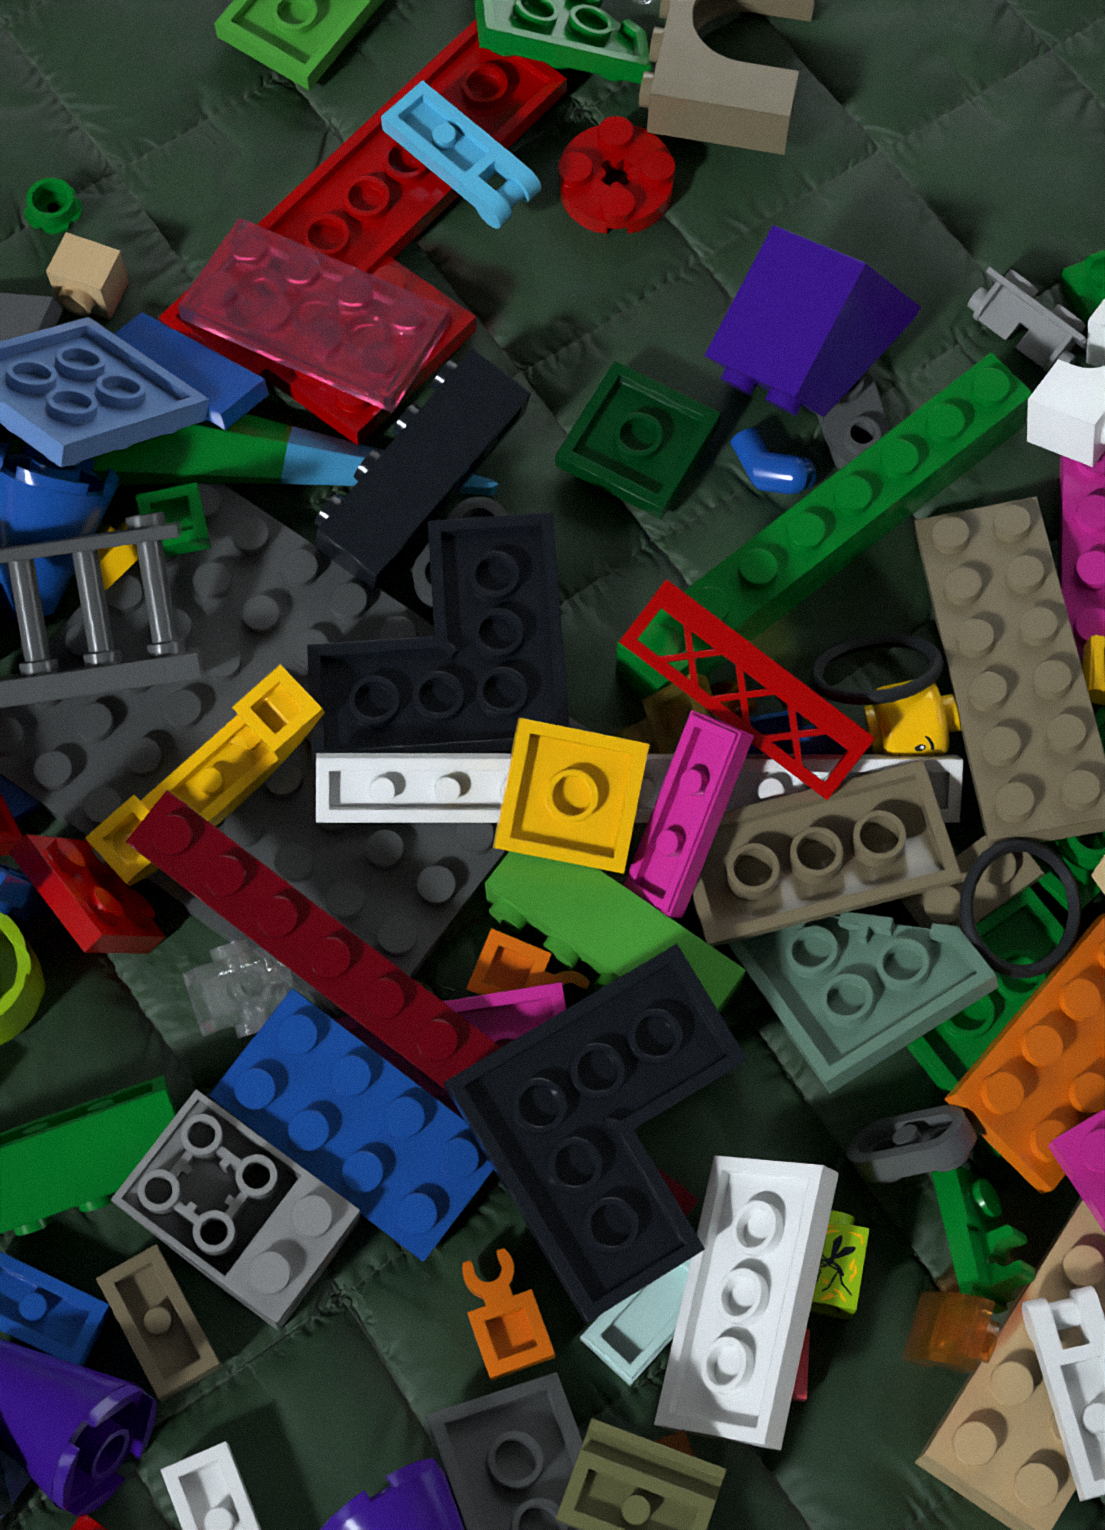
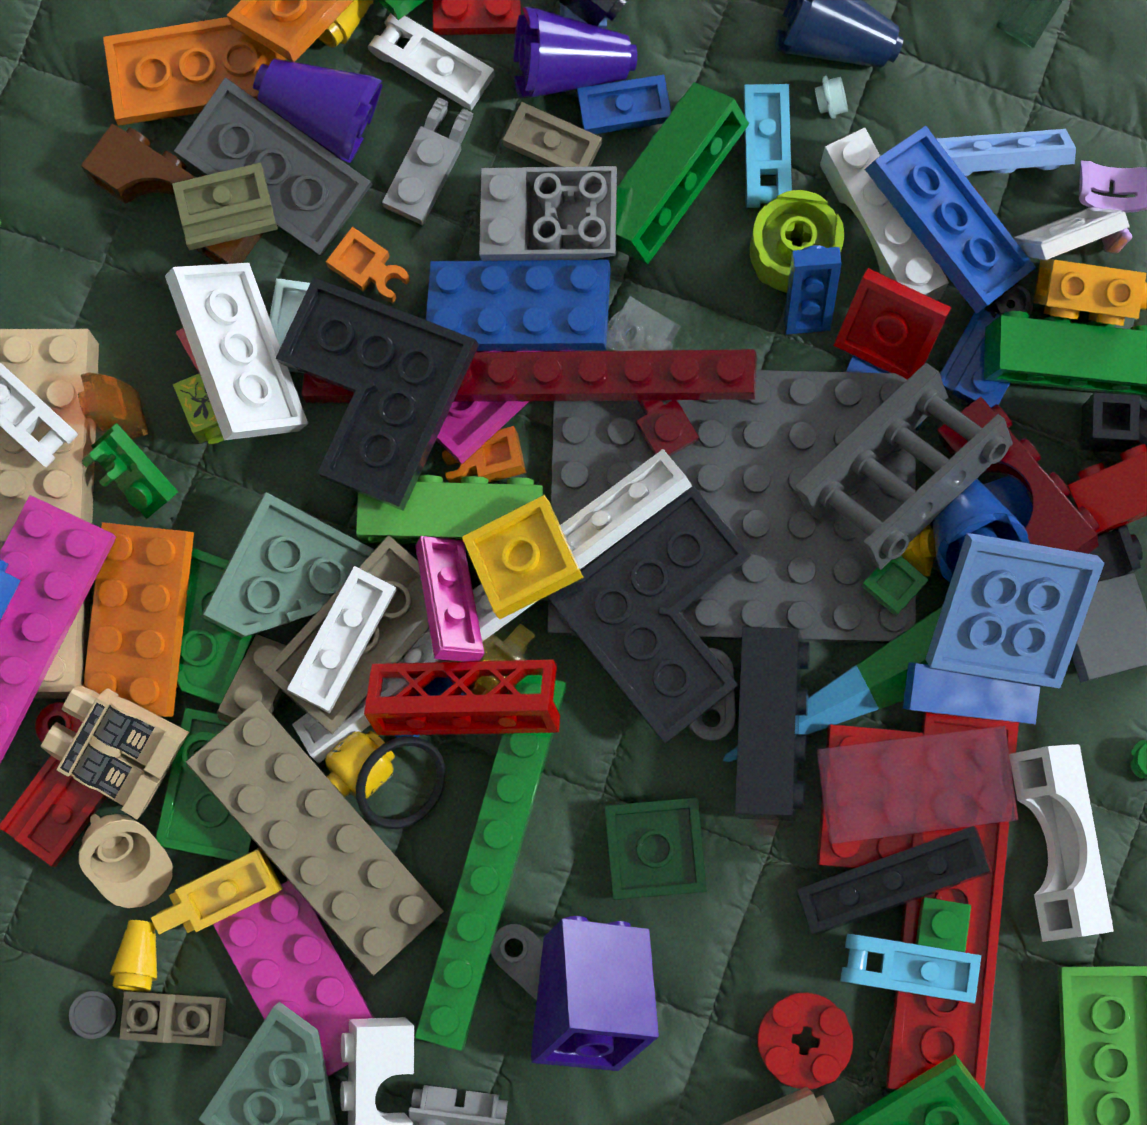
camera: 145 degrees right, 10 degrees up
(87, 277) = (1087, 719): tan plate -> none
(88, 895) = (767, 322): red plate -> none
(222, 771) = (748, 441): yellow slope -> none
(235, 133) = (1074, 889): none -> white arch
(296, 852) = (665, 426): none -> dark red plate
(336, 1407) = (427, 165): none -> light grey hinge
(394, 177) = (943, 924): none -> green plate
(411, 242) = (894, 880): none -> black plate
(772, 470) = (558, 886): blue arm -> none
(845, 844) = (341, 639): none -> white plate
(912, 1144) = (190, 503): dark grey plate -> none
(1073, 898) = (252, 679): black tyre -> none

